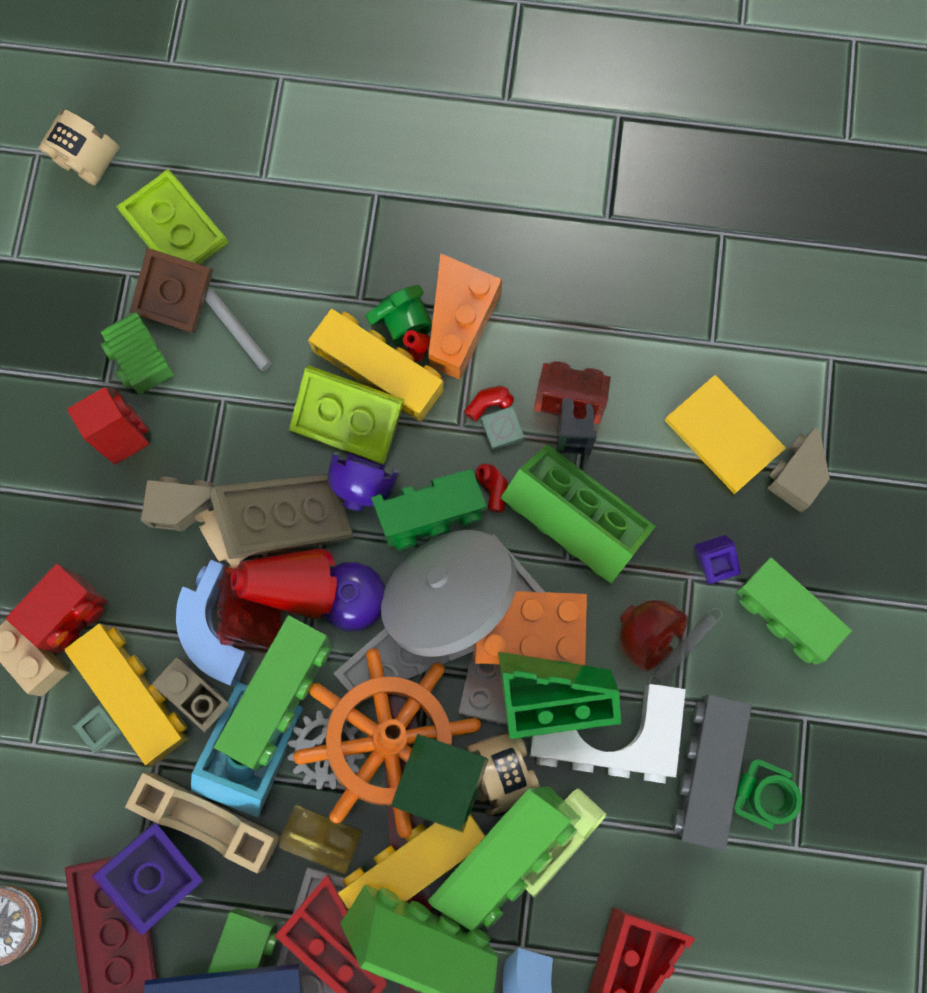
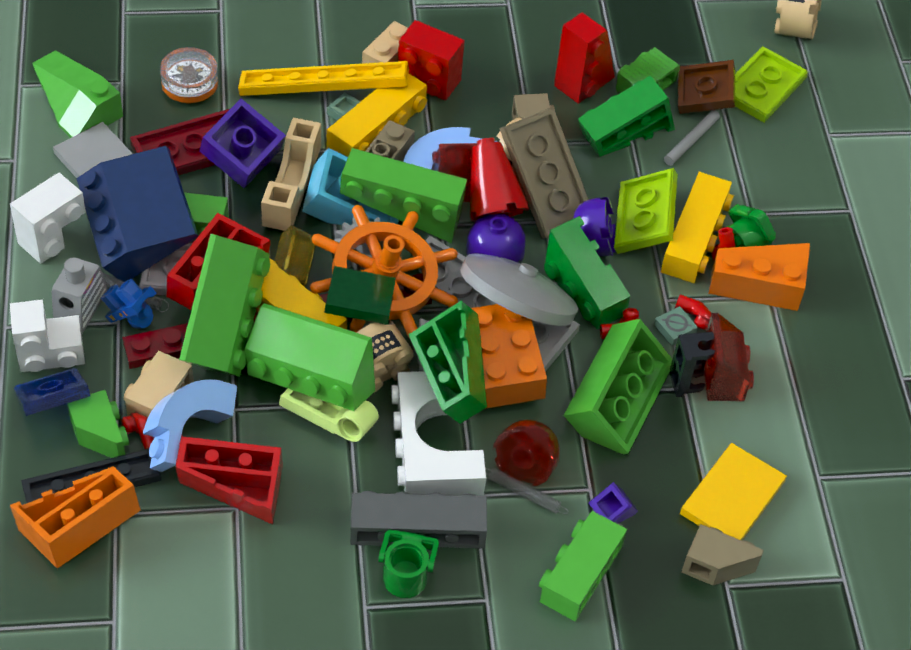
camera: 70 degrees right, 25 degrees down
(52, 751) = (323, 78): none -> yellow tile
(201, 398) = (627, 117): none -> green wedge

